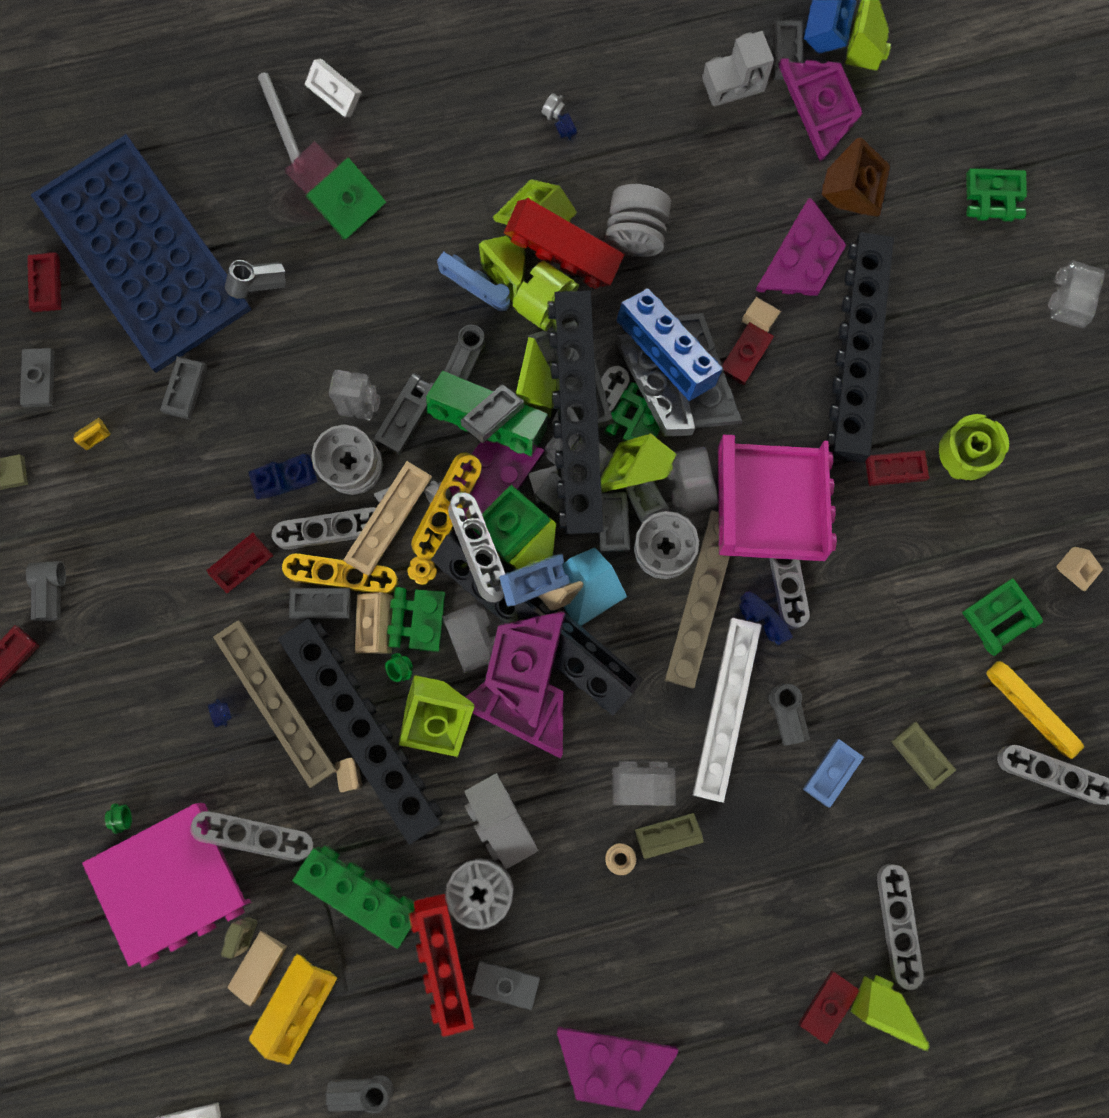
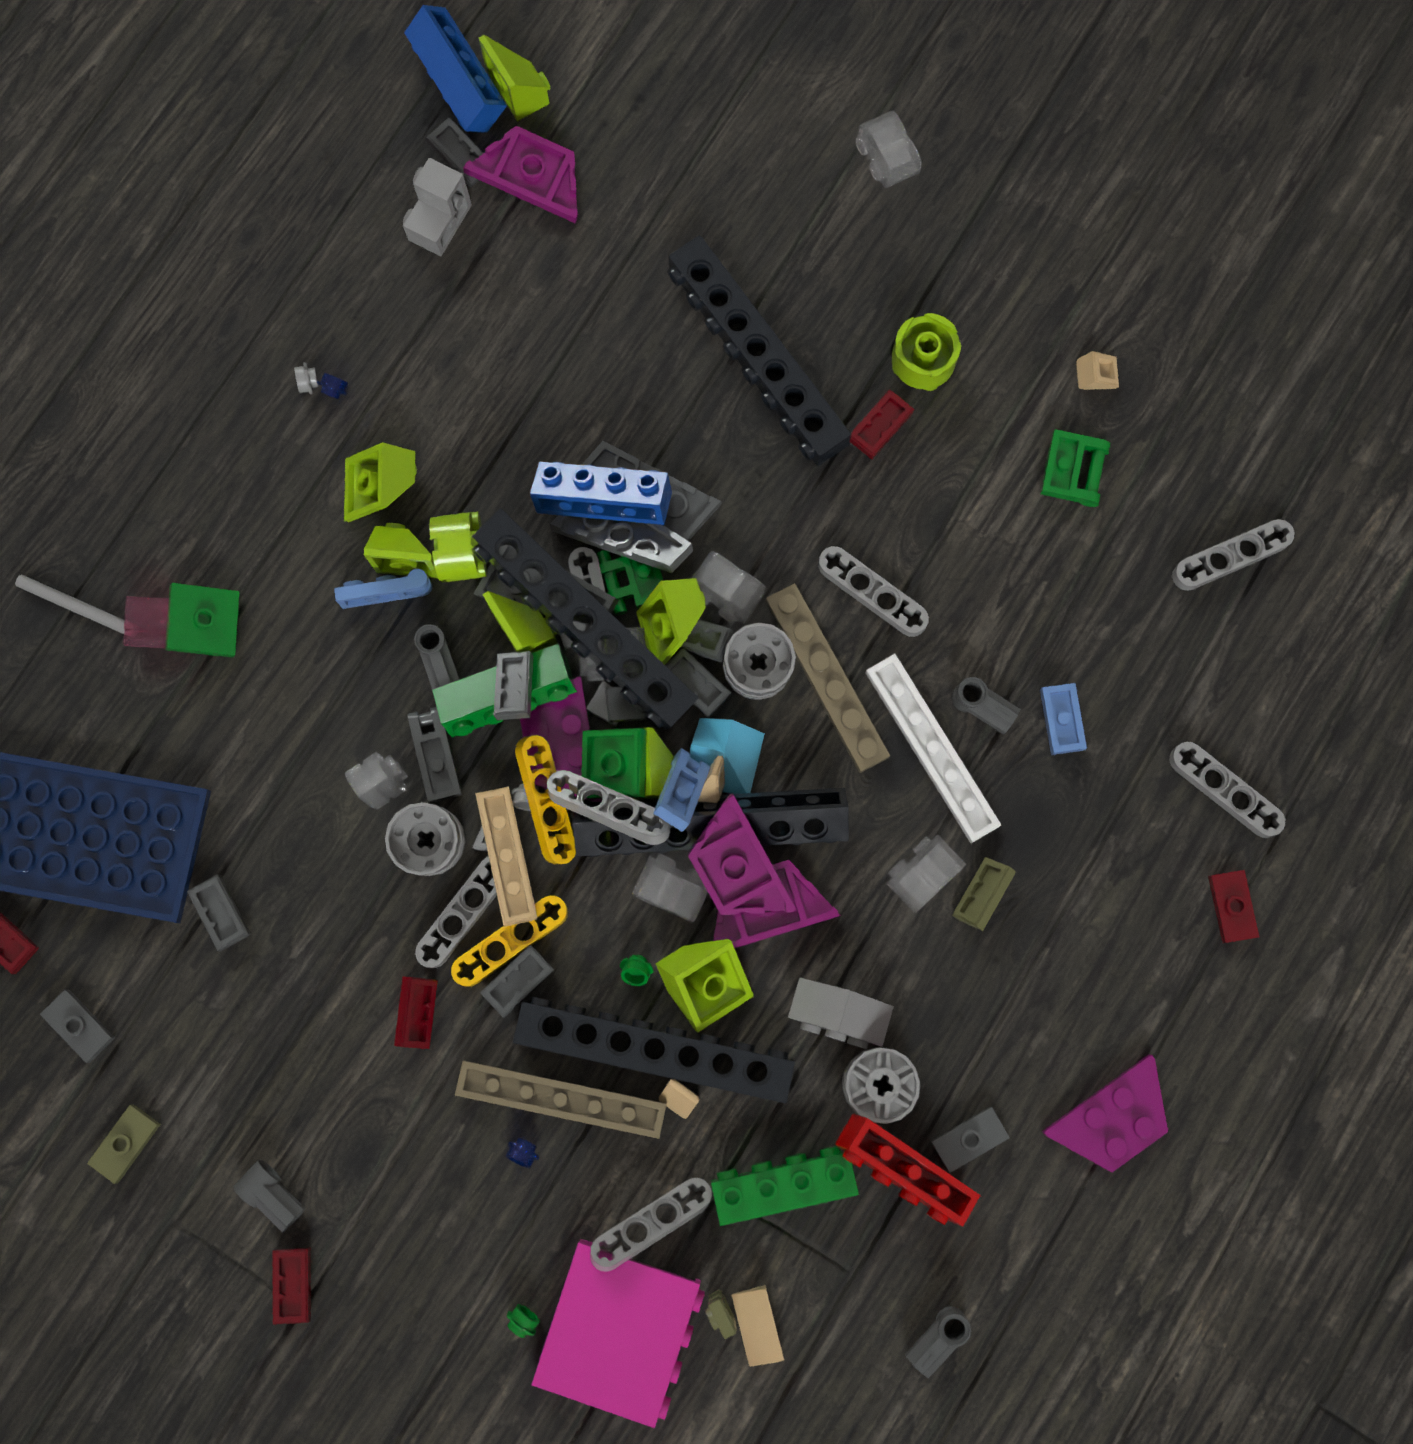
camera: 40 degrees left, 0 degrees up
(91, 434) = (175, 1028): yellow slope -> none
(245, 278) = (183, 767): dark grey piece -> none
(282, 477) = (380, 907): clear blue slope -> none
(292, 1010) = (819, 1330): yellow panel -> none
(332, 88) = (94, 535): white plate -> none
(372, 621) = (578, 954): tan slope -> none
(422, 577) = (581, 878): yellow plate -> none
(426, 619) = (619, 910): green plate -> none
(563, 243) = (432, 488): red brick -> none
(630, 862) = (974, 949): tan plate -> none
(638, 220) = (475, 411): light grey wheel -> none
(746, 353) = (670, 441): dark red plate -> none
(758, 610) = (879, 645): clear blue slope -> none
(761, 314) = (651, 399): tan slope -> none
(775, 501) = (810, 542): dark pink panel -> none
(805, 255) = (639, 315): magenta wing -> none
(857, 180) = (623, 212): reddish brown slope -> none
(887, 1010) = (1280, 864): lime slope -> none
(923, 755) = (1119, 637): olive plate -> none
(996, 185) = (740, 116): green plate -> none
(1035, 710) = (1169, 519): yellow beam -> none

